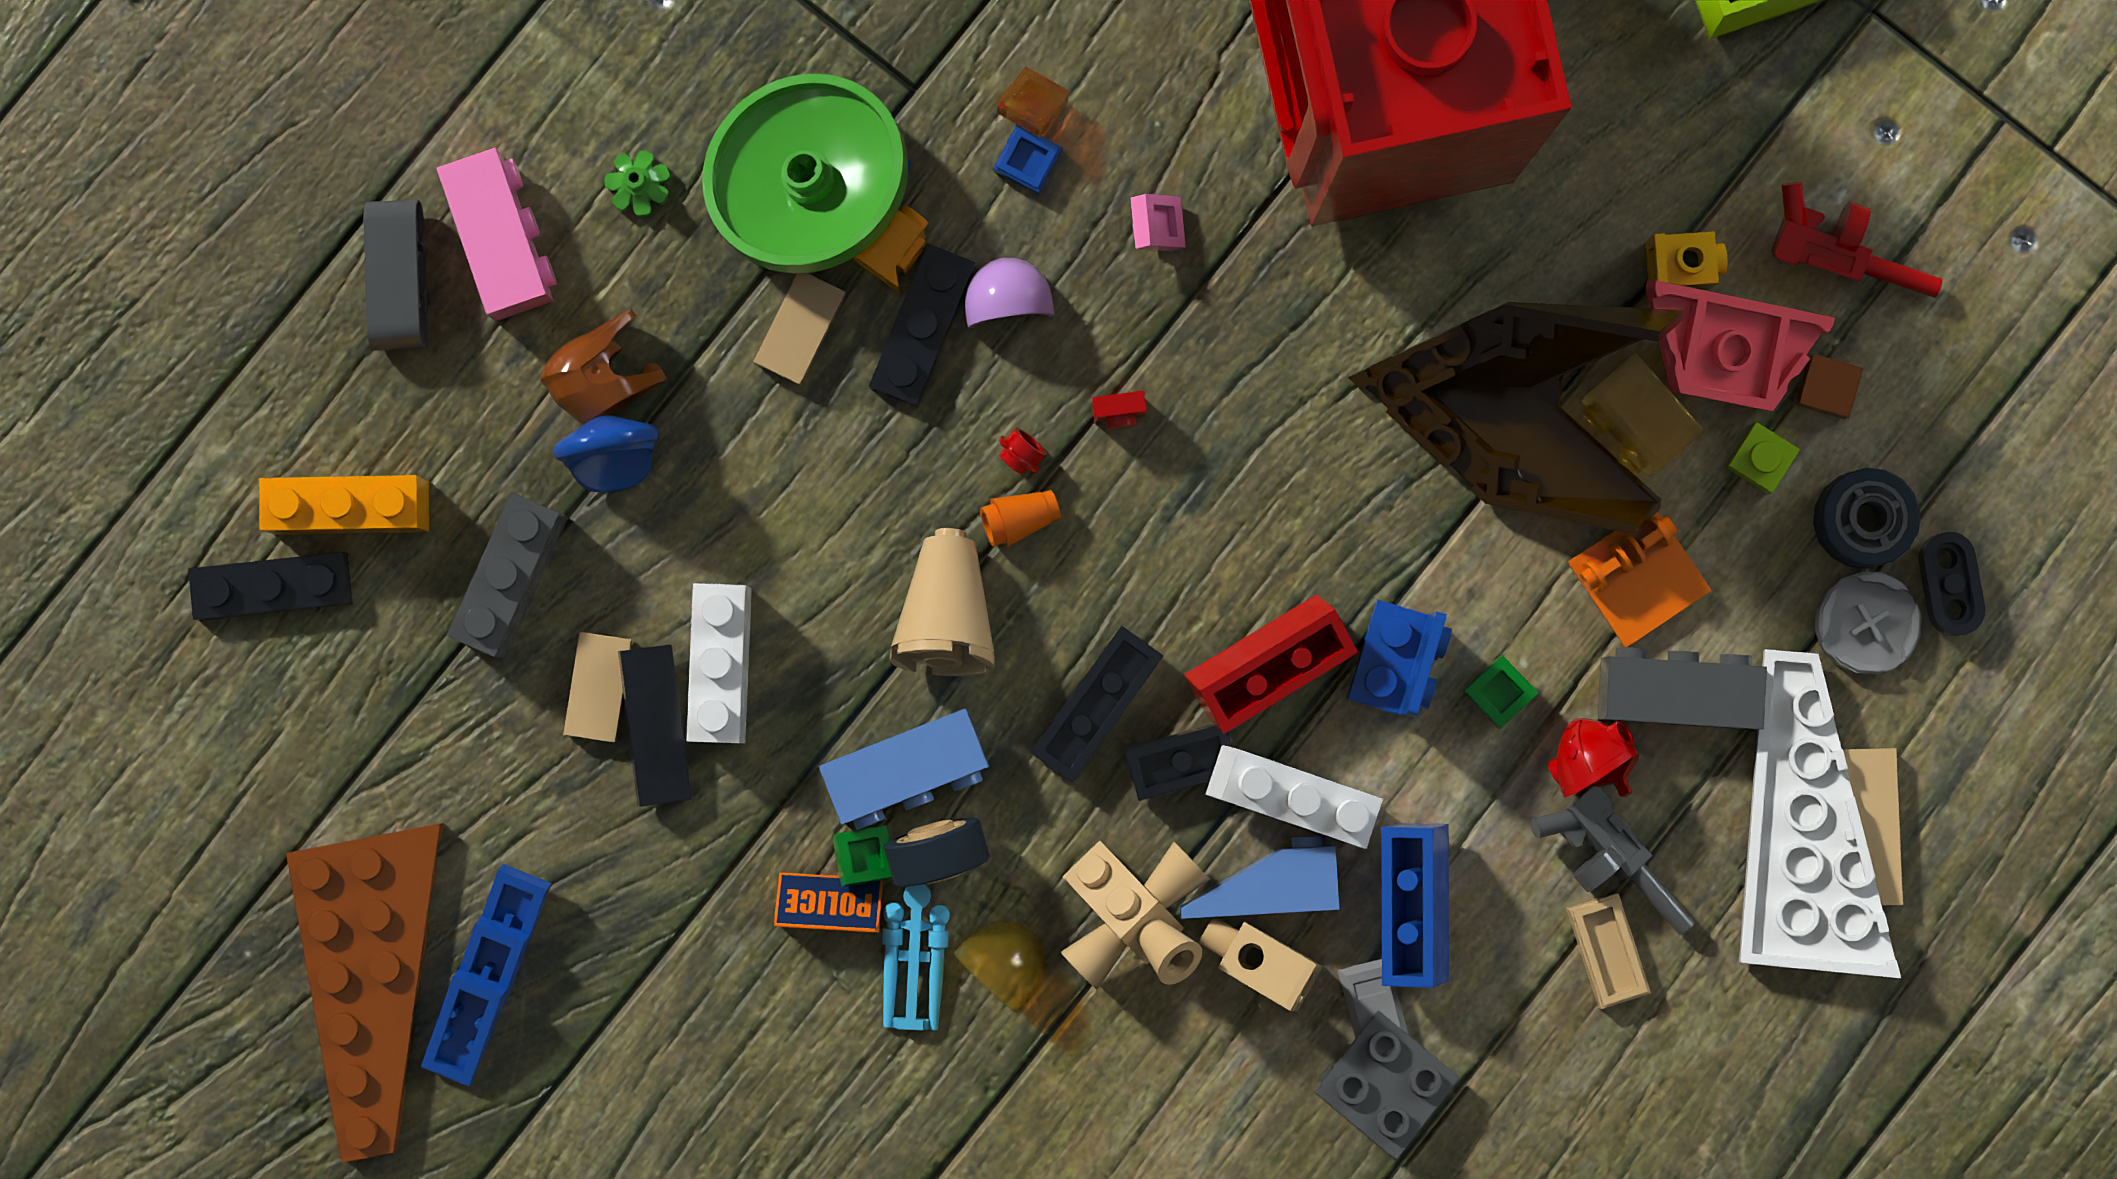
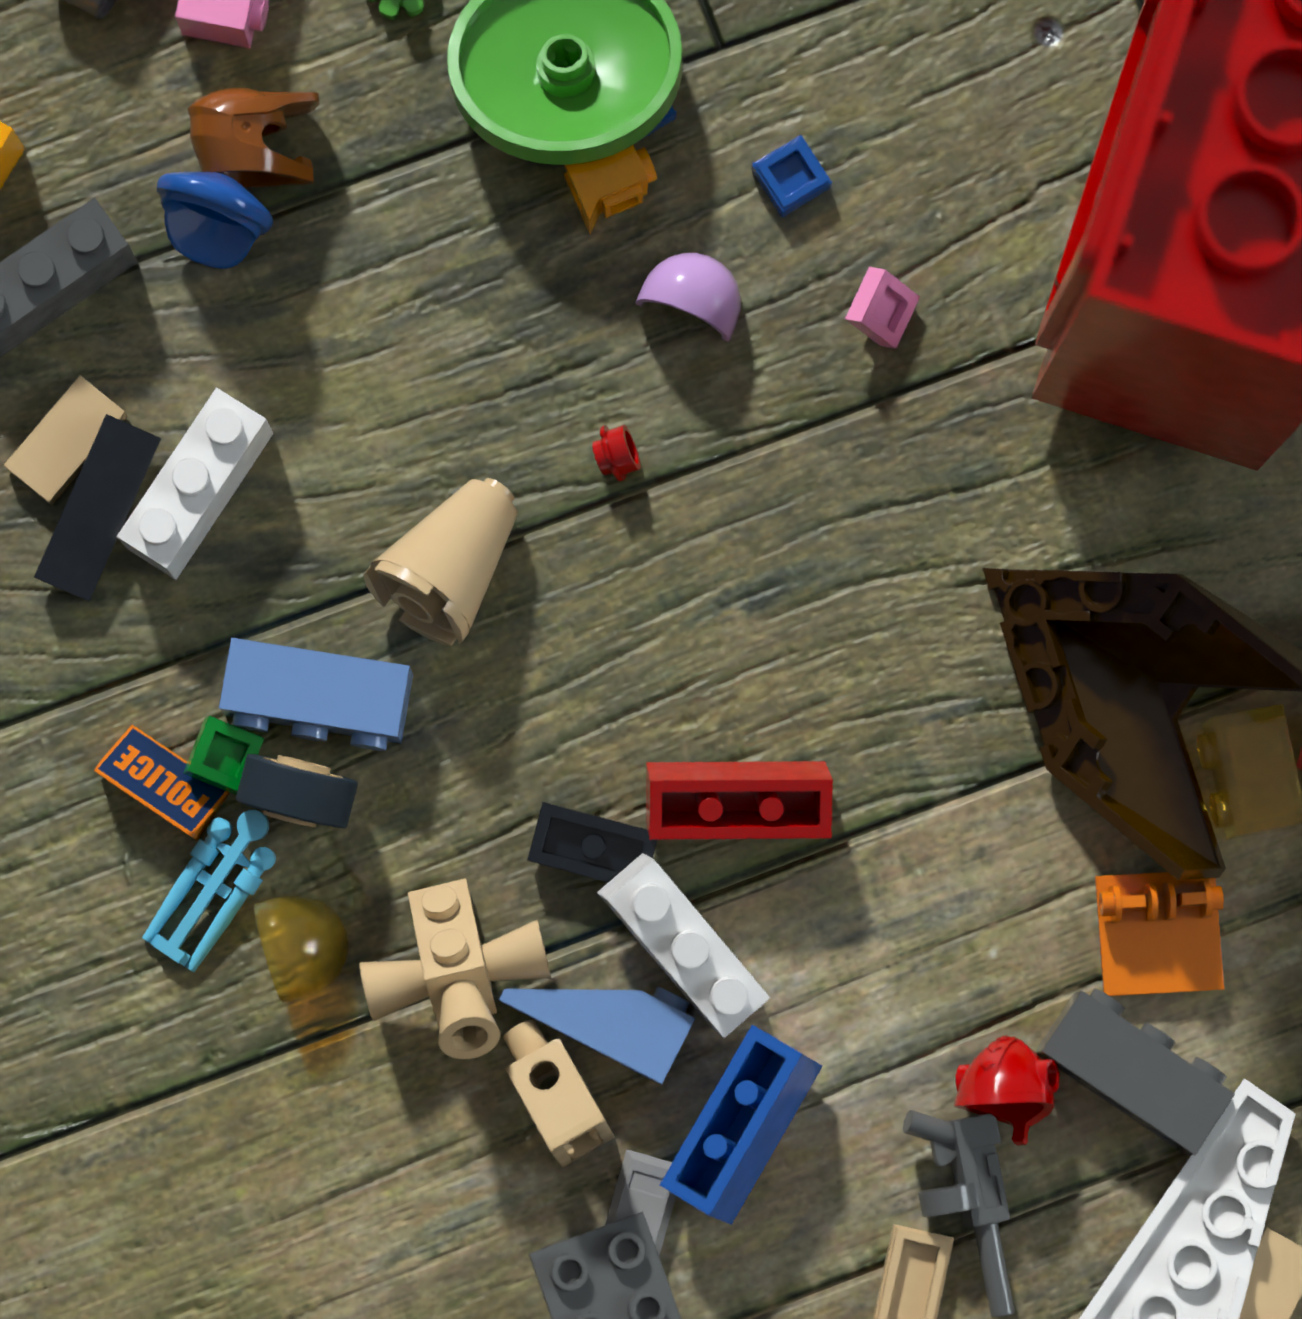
camera: 25 degrees right, 5 degrees down
(800, 328) = (472, 209): tan tile -> none
(922, 325) = (592, 275): black plate -> none
(1018, 516) = (575, 513): orange cone -> none
(1032, 101) = (828, 122): clear orange plate -> none
(1096, 704) = (543, 741): black plate -> none
(1119, 410) = (736, 465): red plate -> none
(1398, 659) = (864, 869): blue bracket -> none
(1500, 692) = (952, 965): green plate -> none

